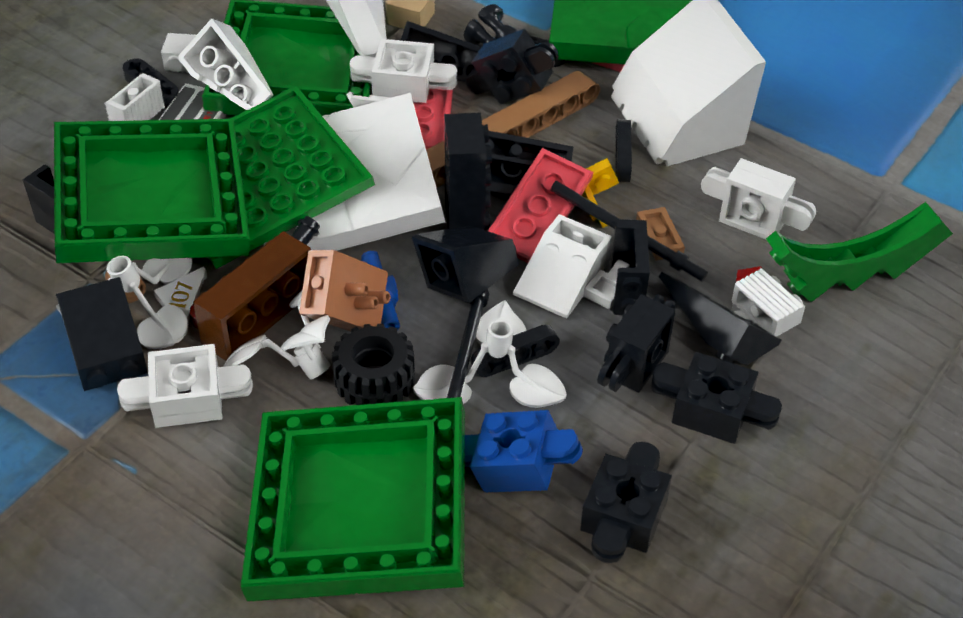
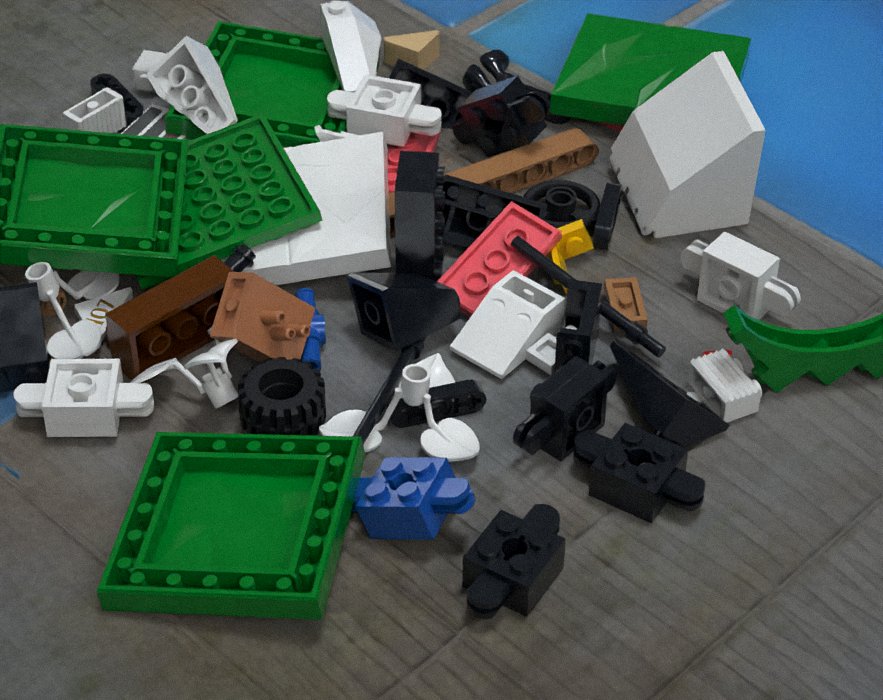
camera: 10 degrees right, 5 degrees down
(582, 138) = (562, 200): none -> black wheel

